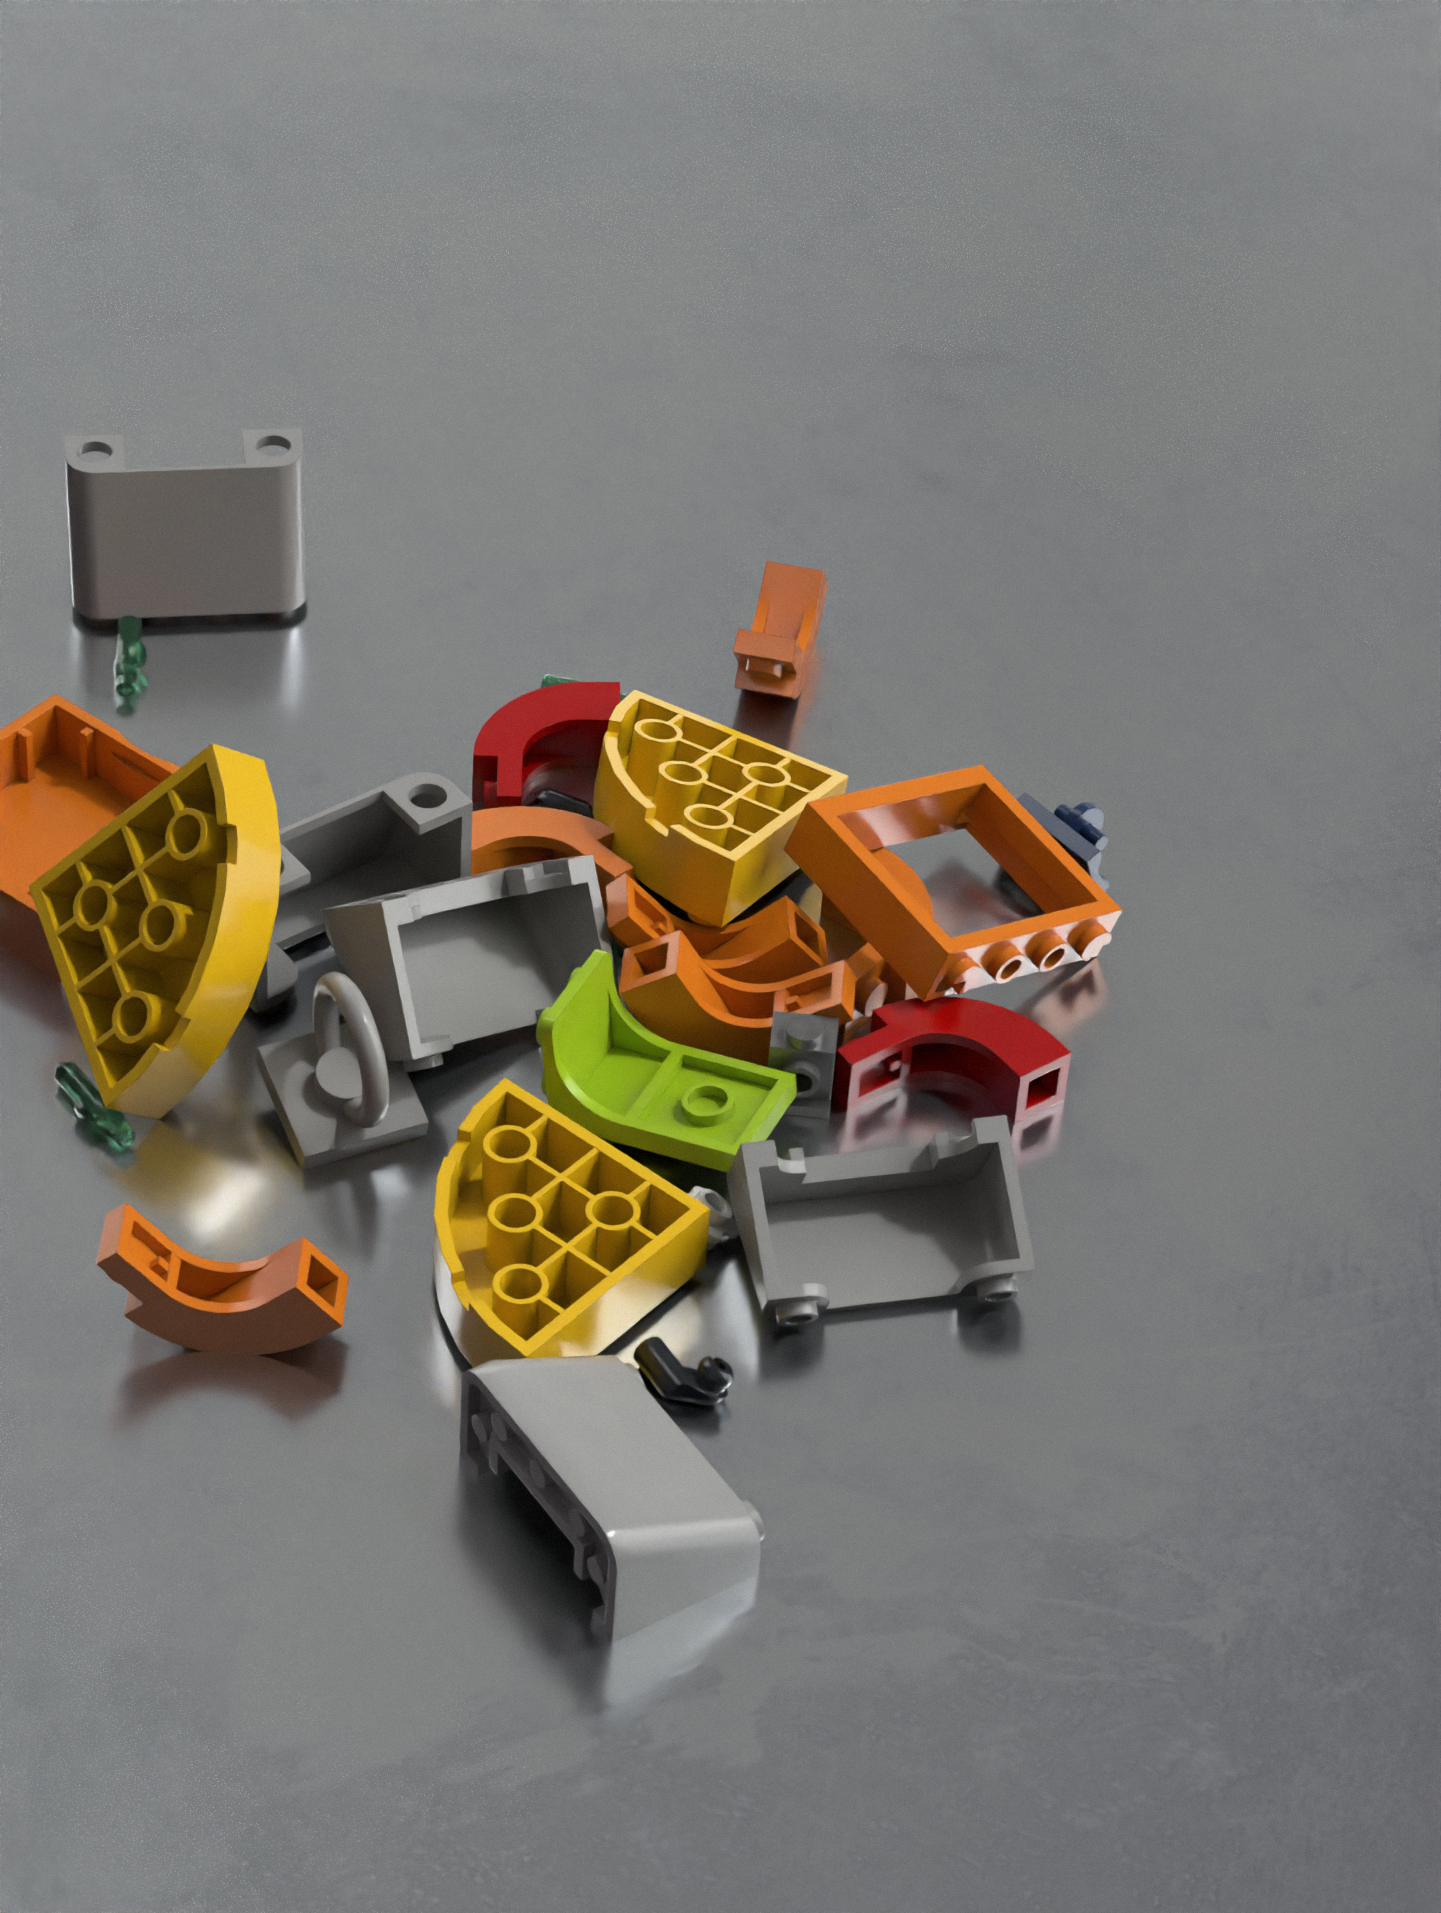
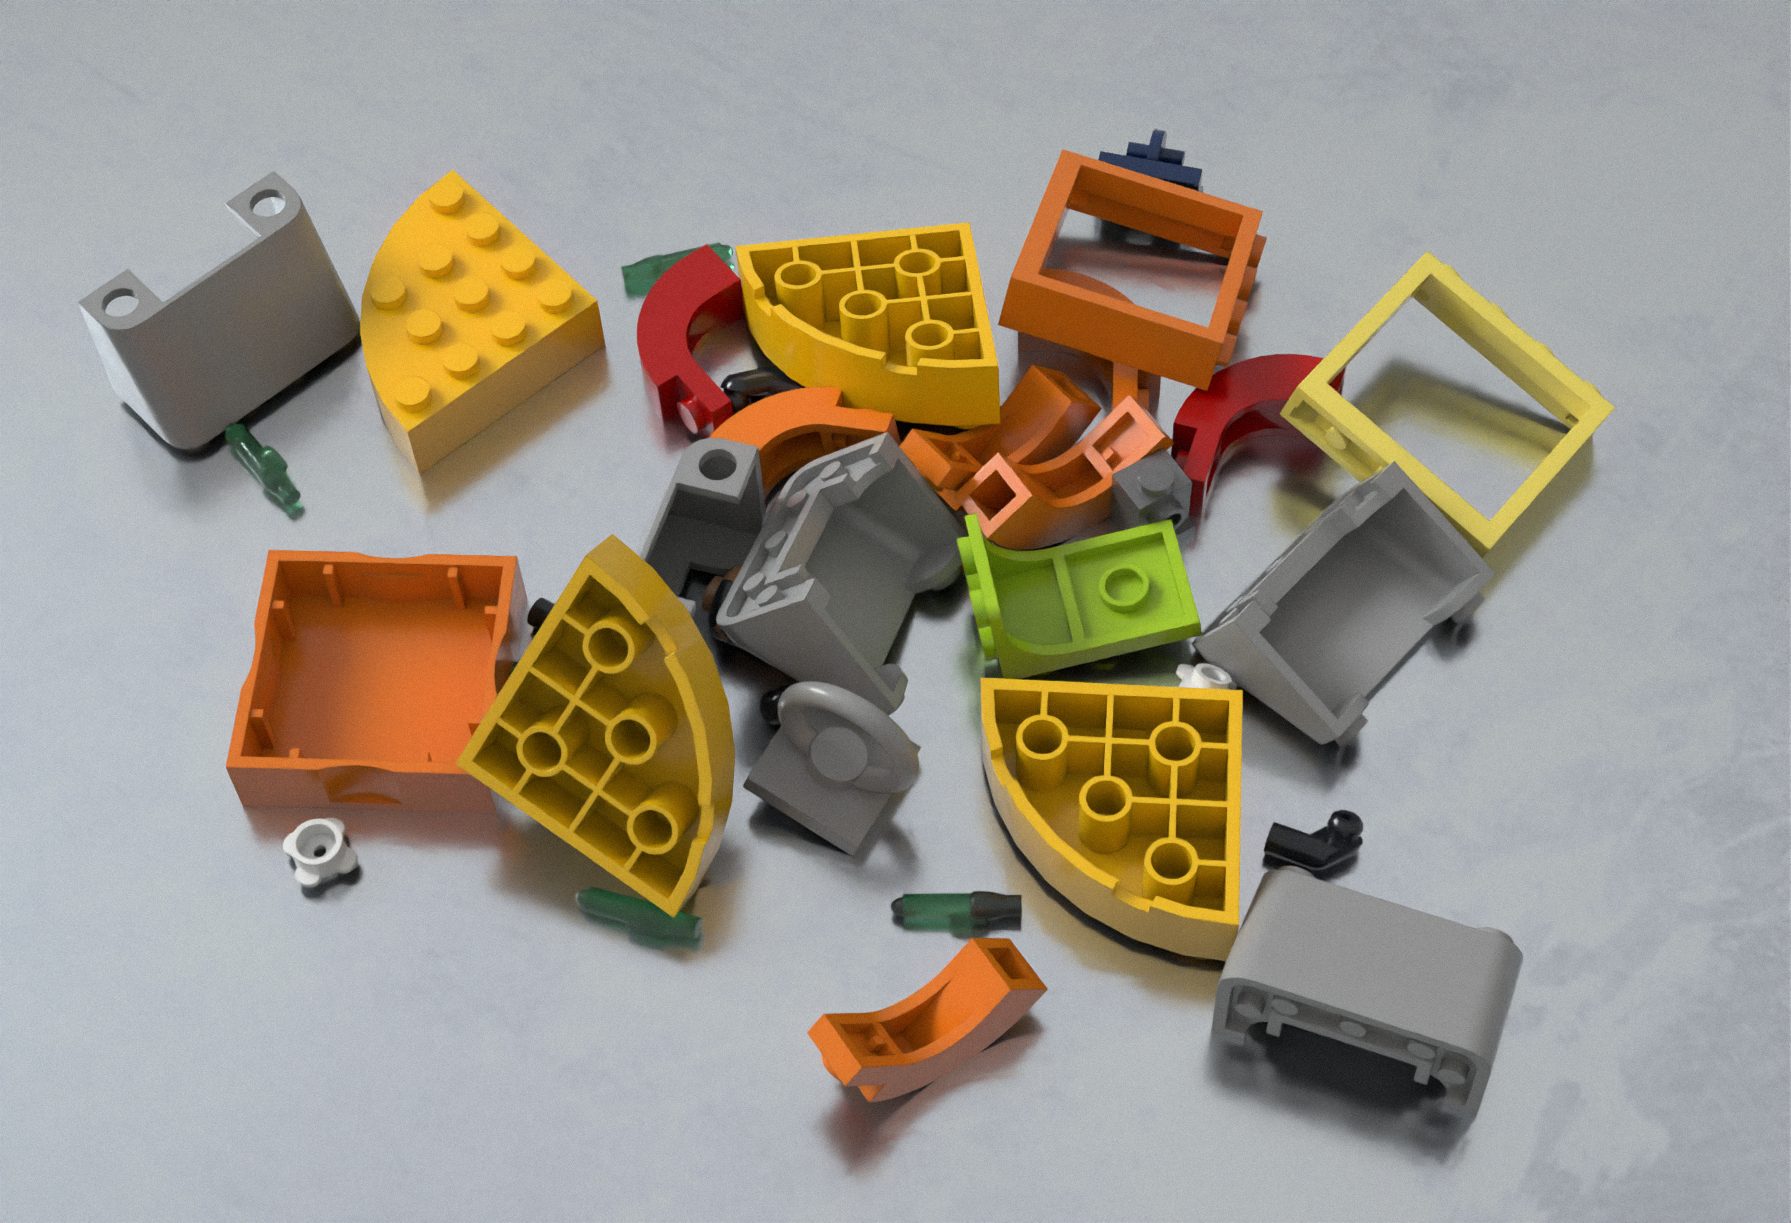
camera: 30 degrees left, 15 degrees up
(343, 1248) = (962, 909): none -> clear green piece
(371, 639) = (465, 321): none -> yellow brick
(784, 631) = (776, 122): orange arch -> none
(1143, 1240) = (1366, 449): none -> light yellow window

